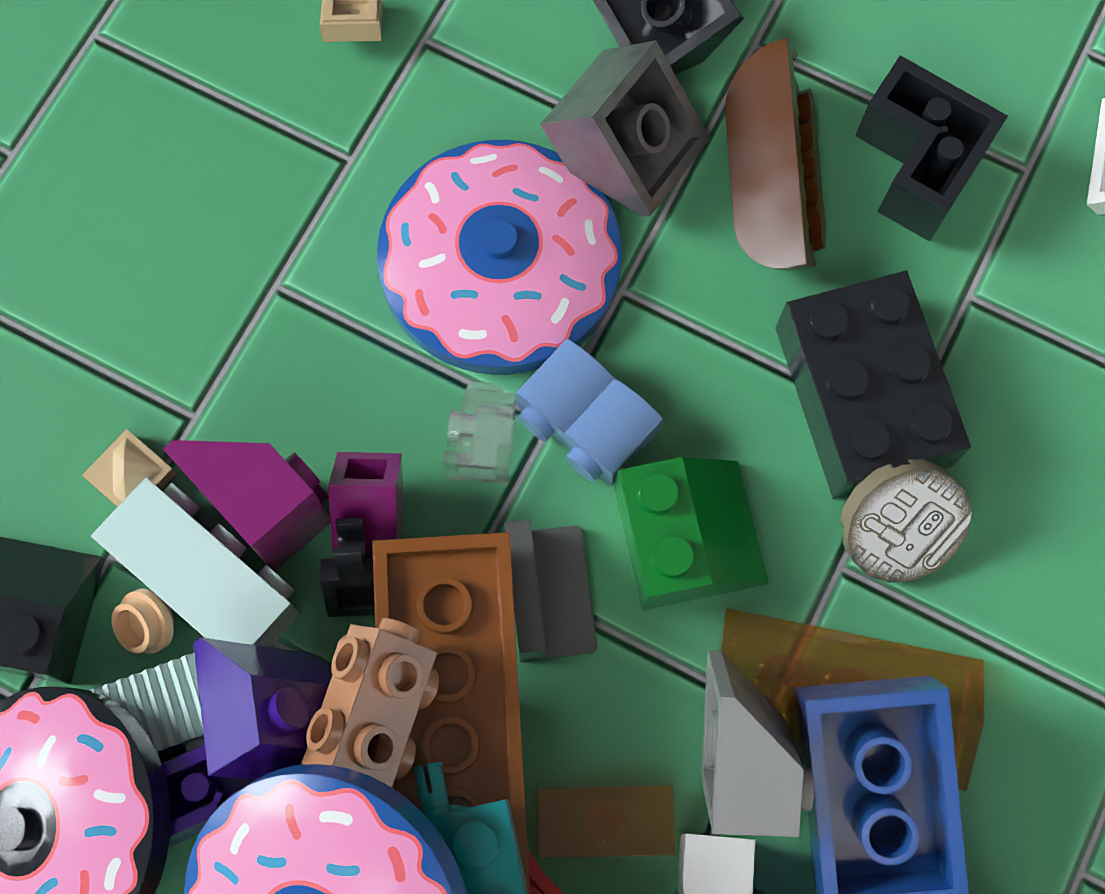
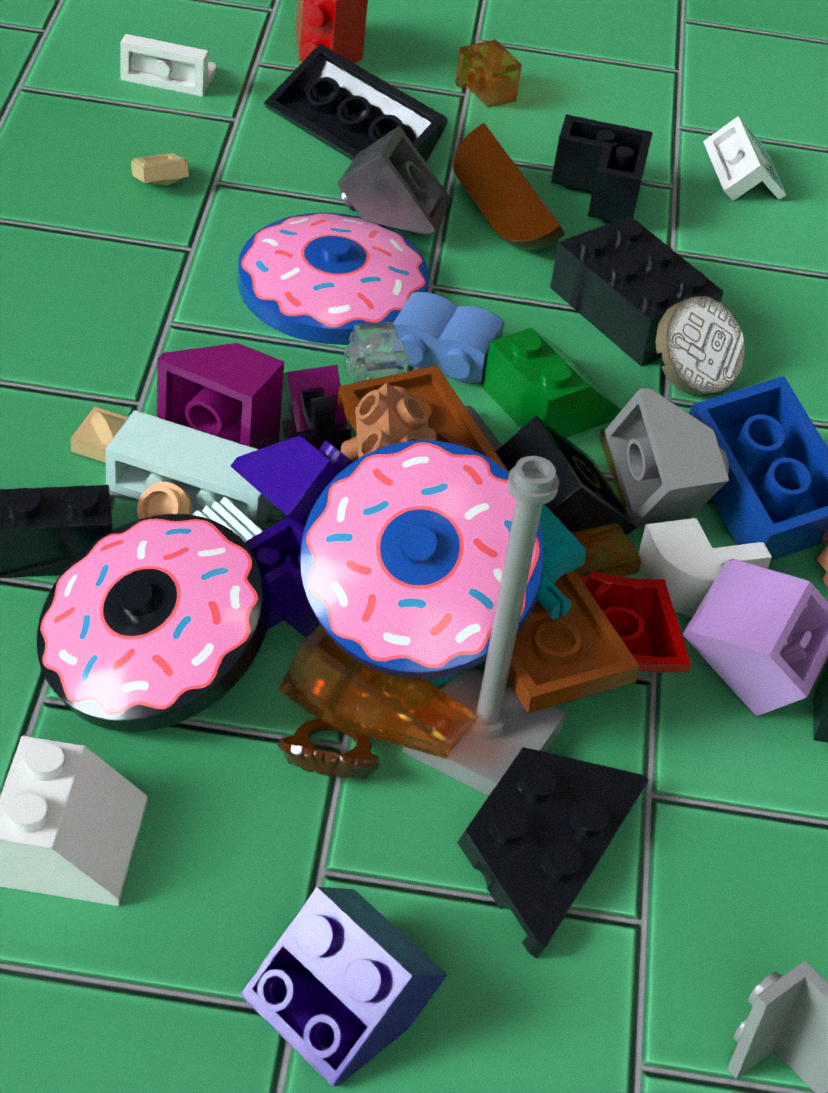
camera: 25 degrees left, 30 degrees down
(623, 716) = (583, 493): none -> black slope

